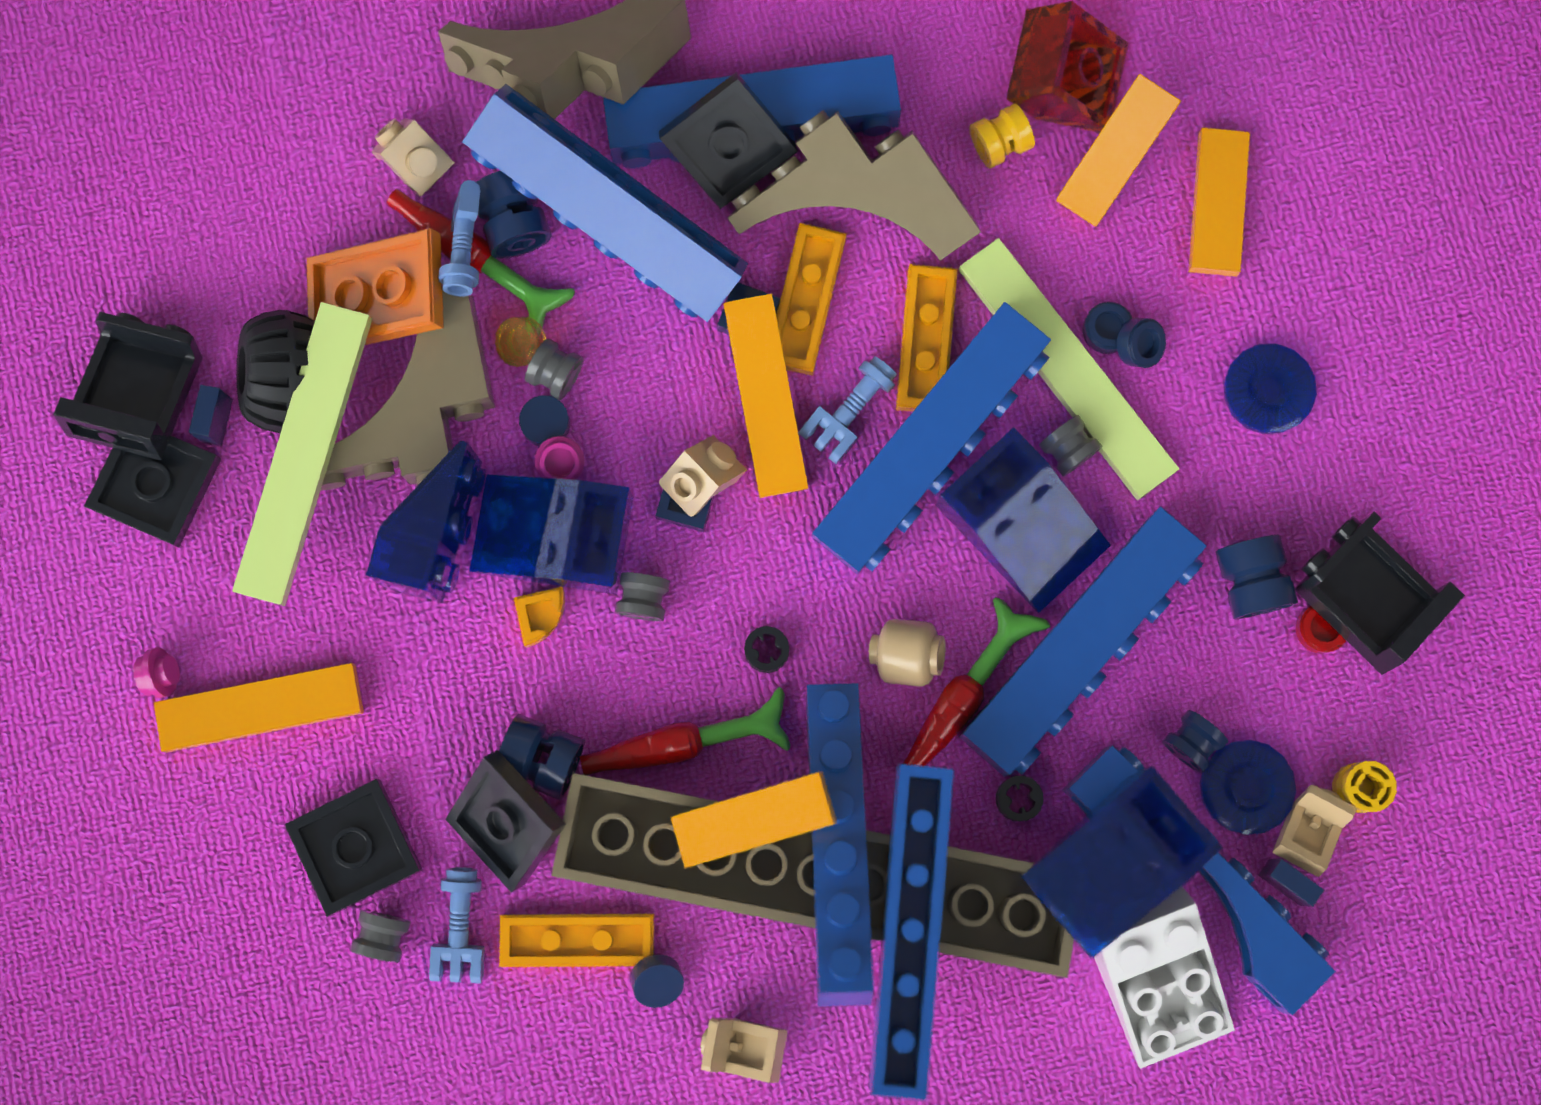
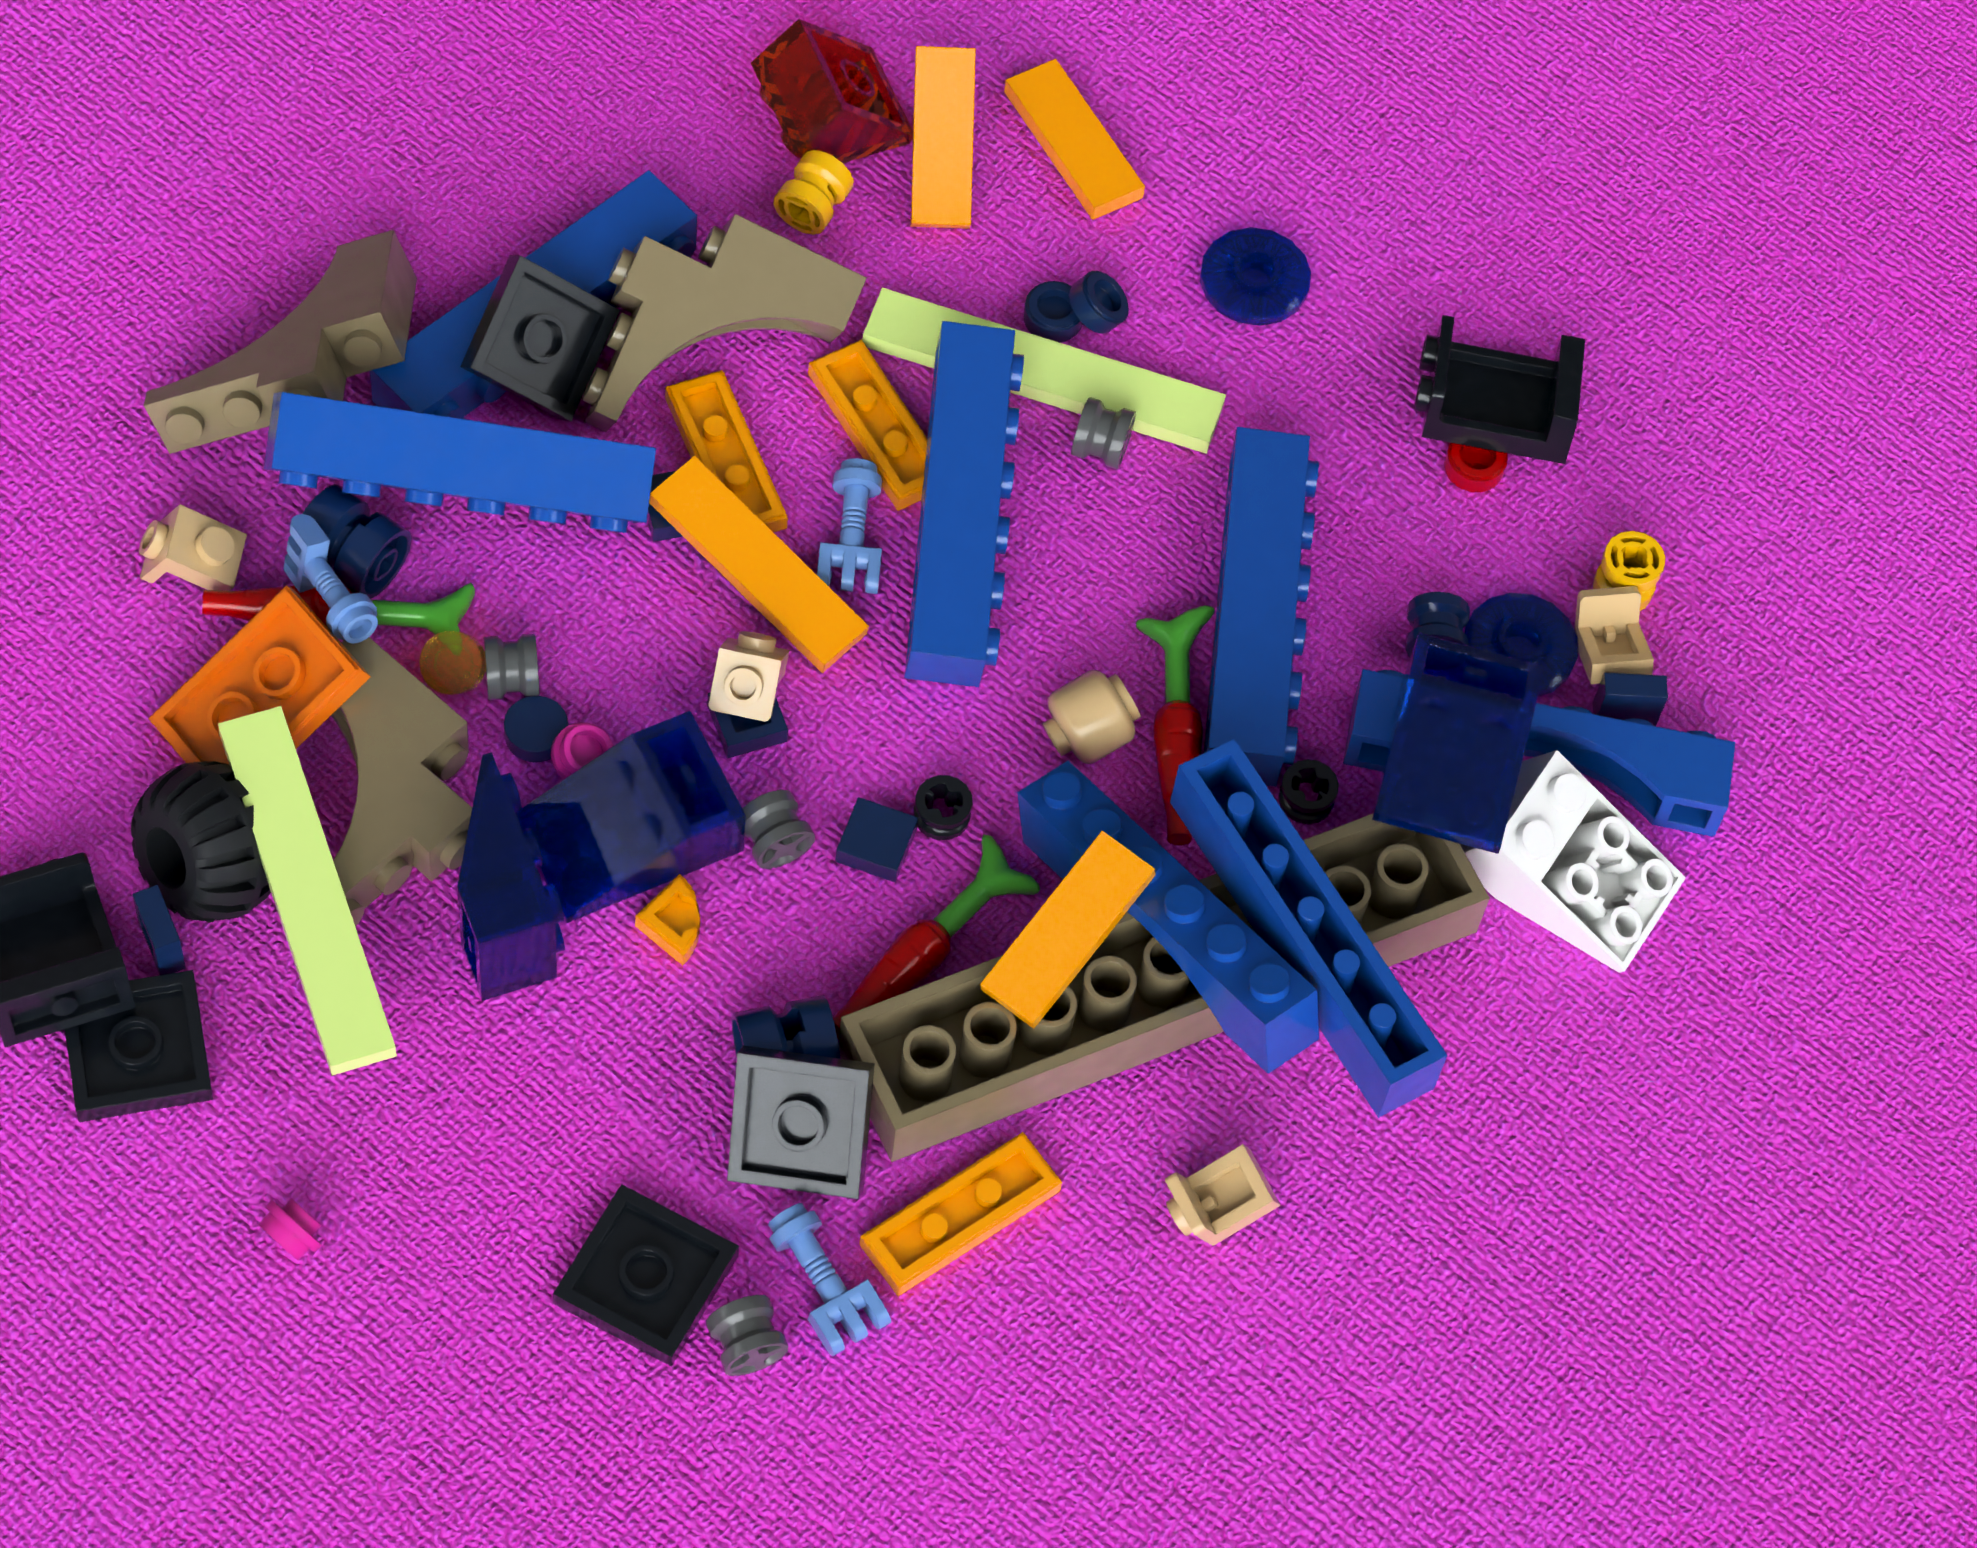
camera: 45 degrees left, 20 degrees down
(258, 707) = (430, 1200): light orange tile -> none
(656, 981) = (1078, 1191): dark blue tile -> none
(708, 643) = (876, 839): none -> dark blue tile
(1023, 520) = (1109, 524): clear blue slope -> none
(1257, 576) = (1372, 438): dark blue wheel -> none

